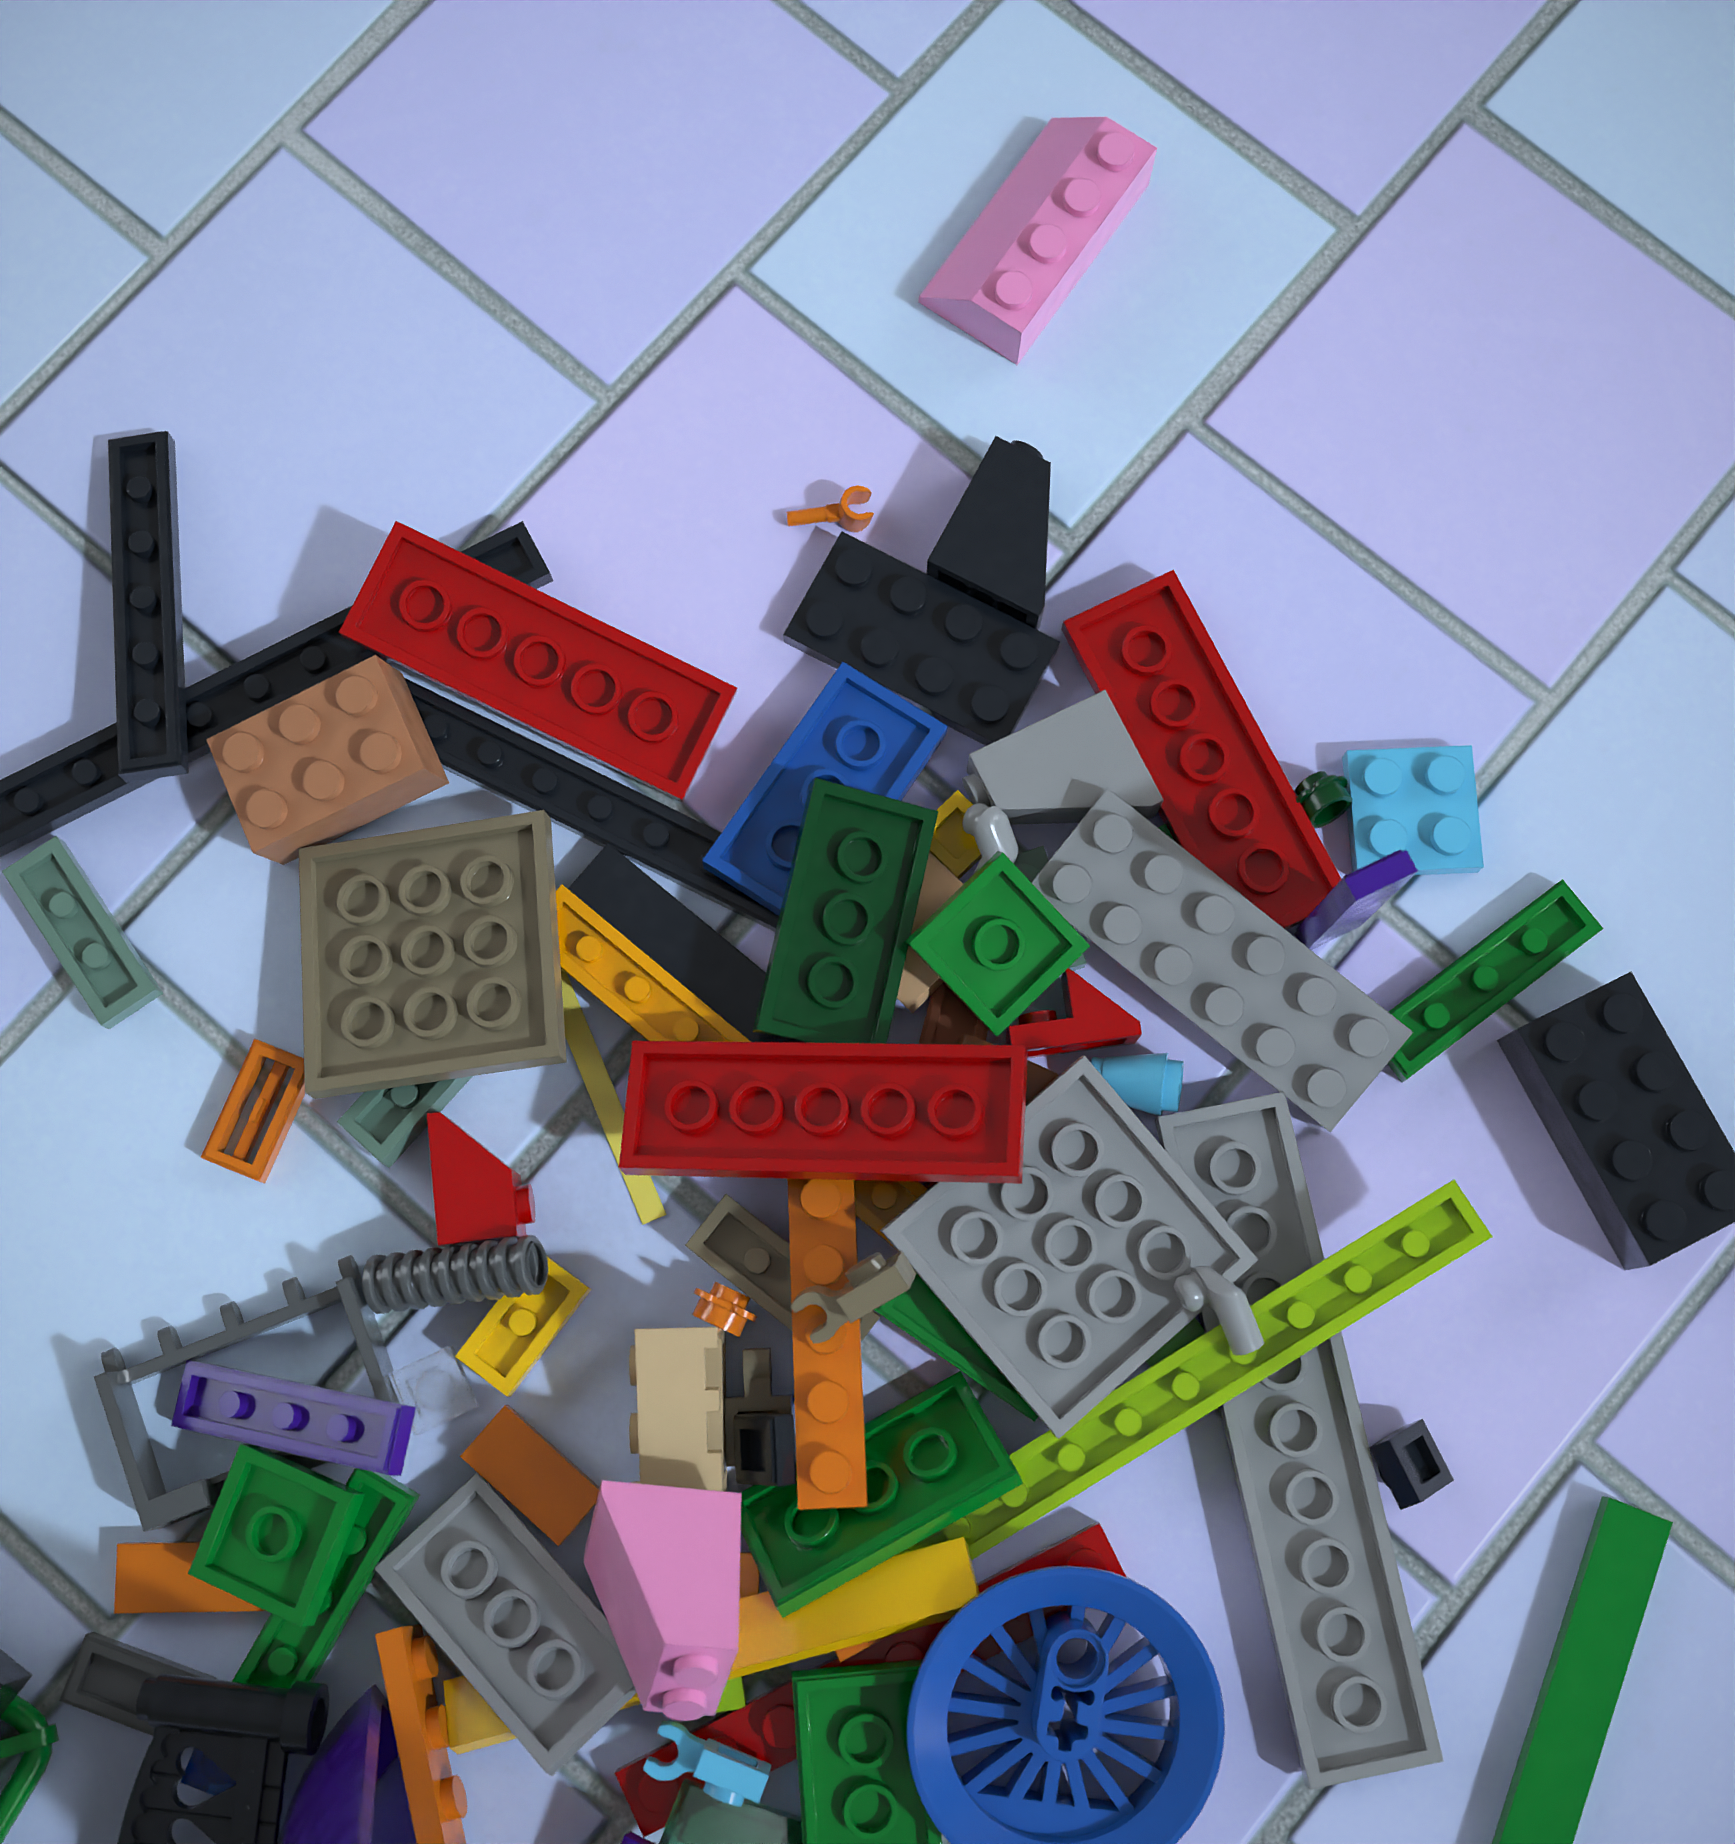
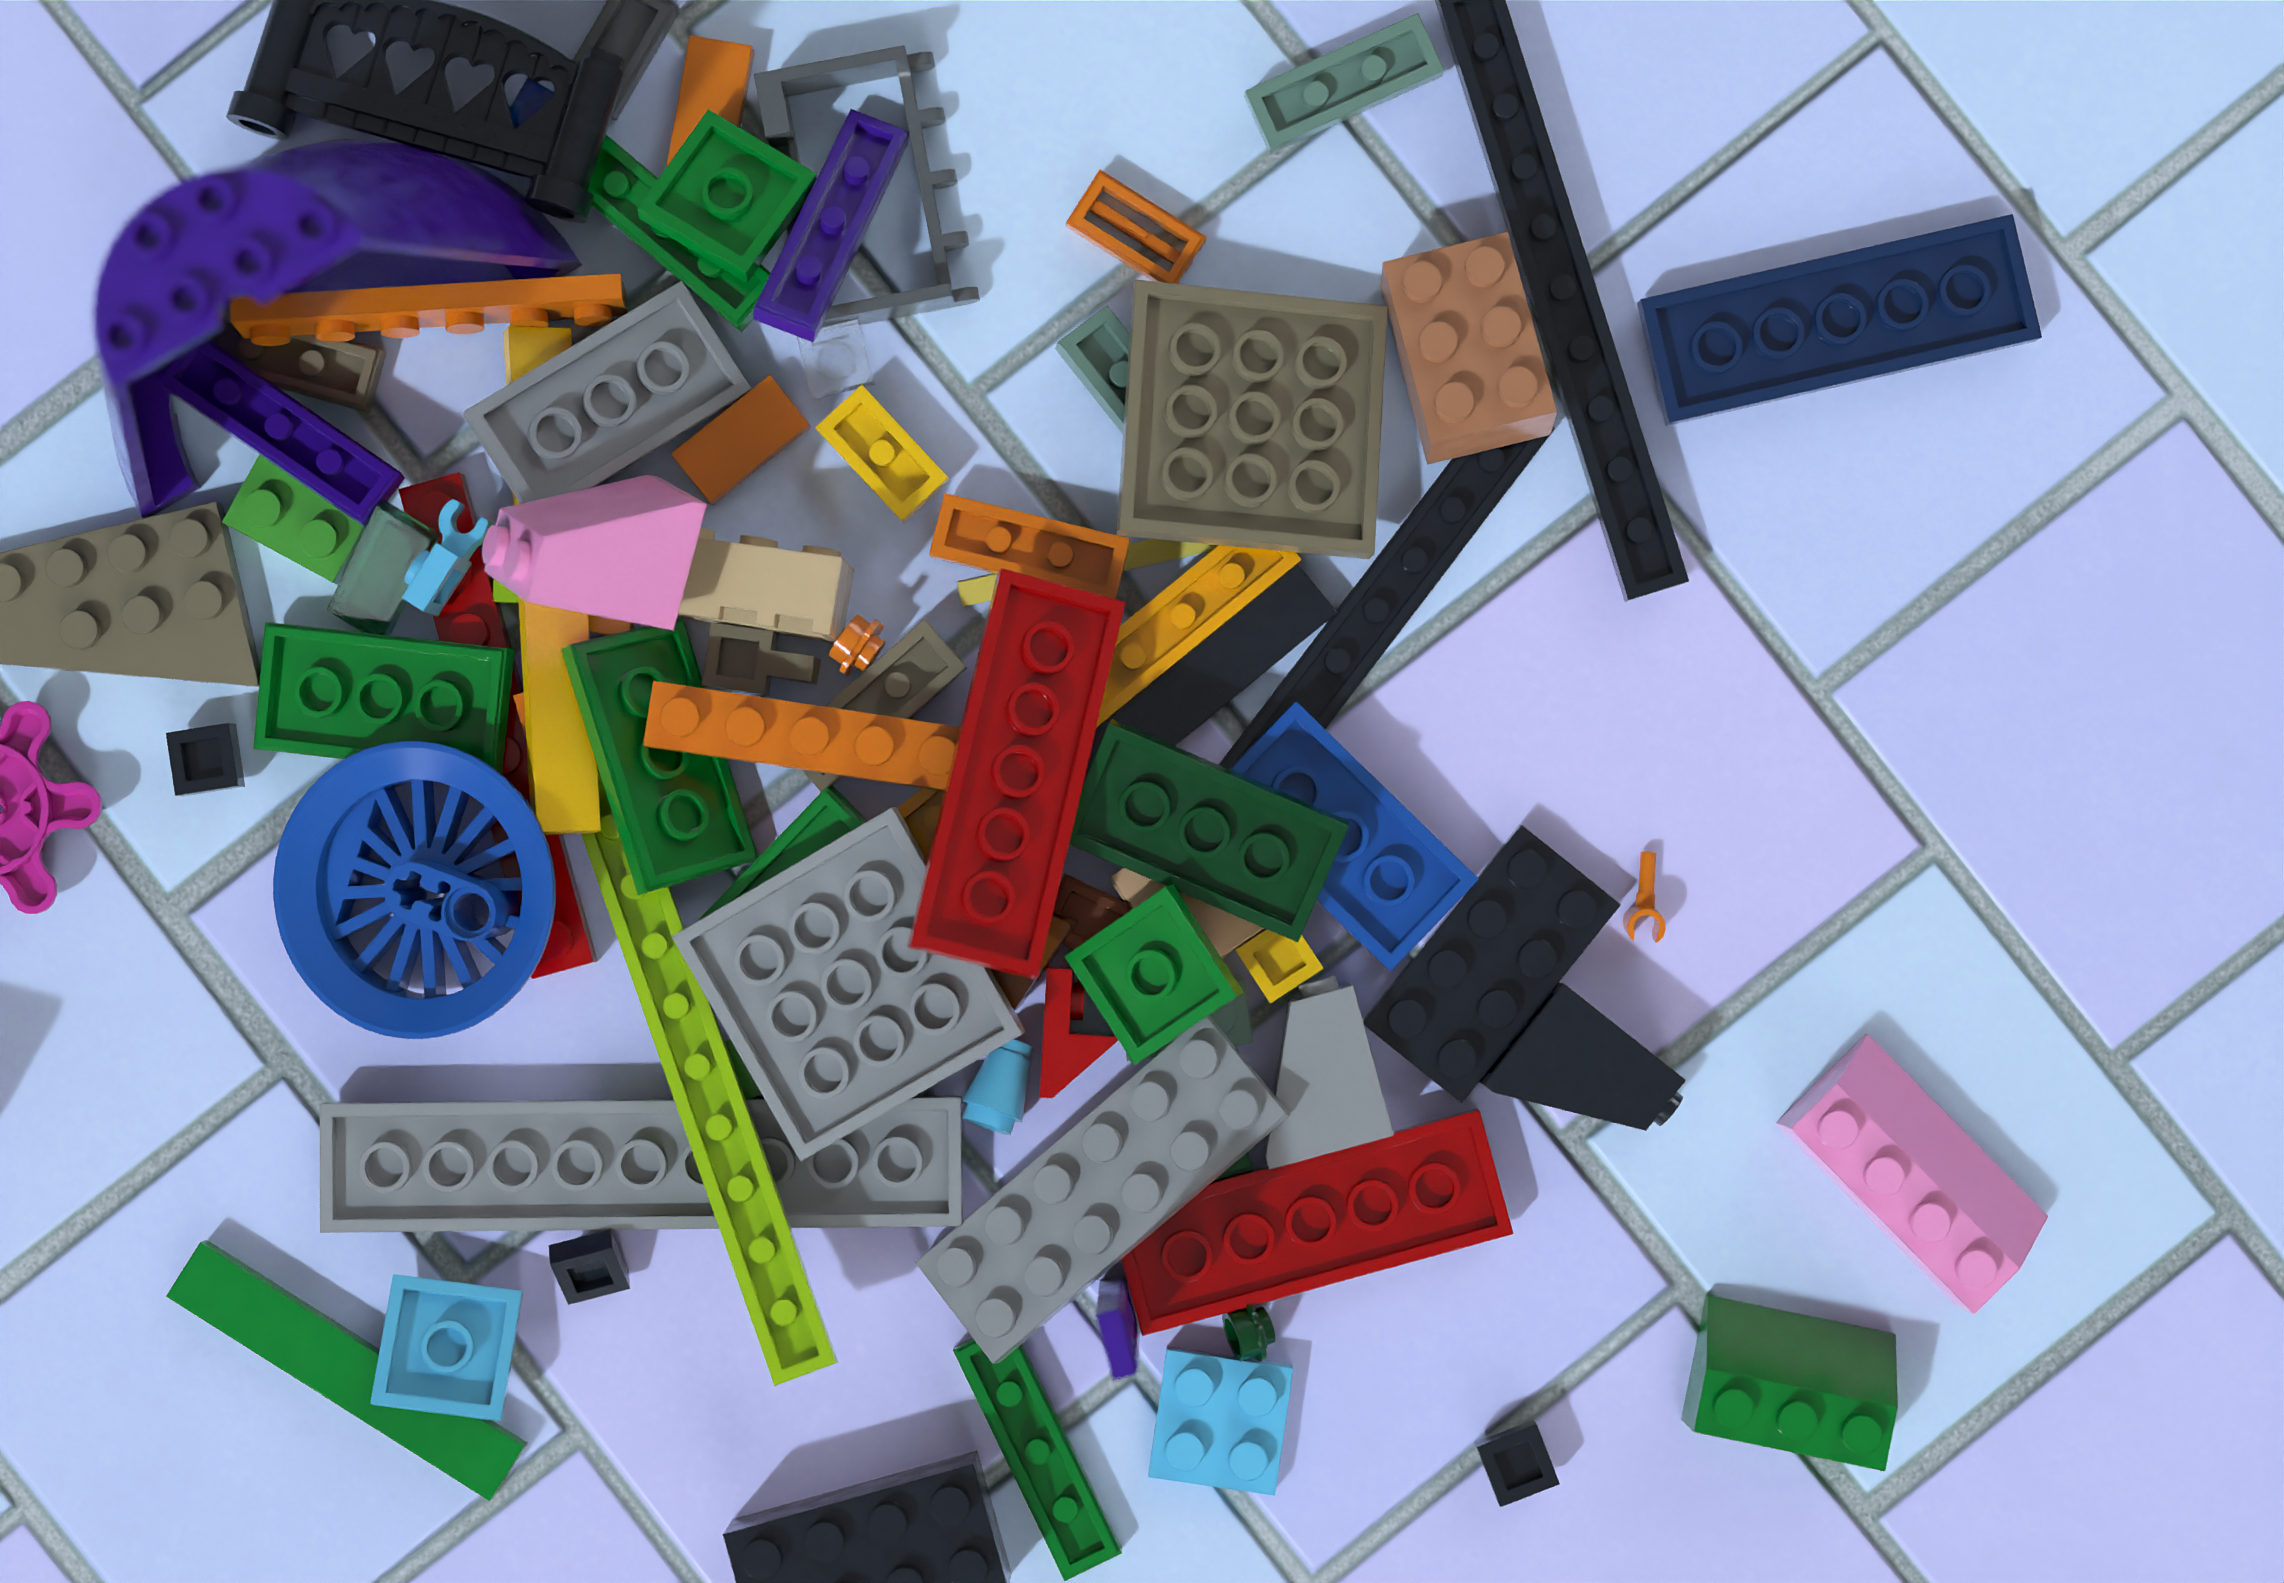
camera: 105 degrees right, 10 degrees up
(147, 608) = (1670, 189): black tile -> none
(253, 436) = (1839, 320): none -> dark blue plate
(455, 1274) = (936, 396): dark grey piece -> none
(474, 1189) = (1017, 427): red slope -> none
(538, 661) = (1532, 573): red plate -> none
(590, 1181) = (1036, 546): none -> orange plate
(764, 1449) = (716, 660): black tile -> none
(869, 1286) = (837, 782): dark tan plate -> none
(991, 832) = (1267, 991): light grey arm -> none
(1227, 1301) = (761, 1121): light grey arm -> none
(1255, 301) = (1793, 1383): none -> green slope
(1386, 530) = (1517, 1463): none -> black plate
(1530, 1597) = (447, 1347): none -> medium azure plate

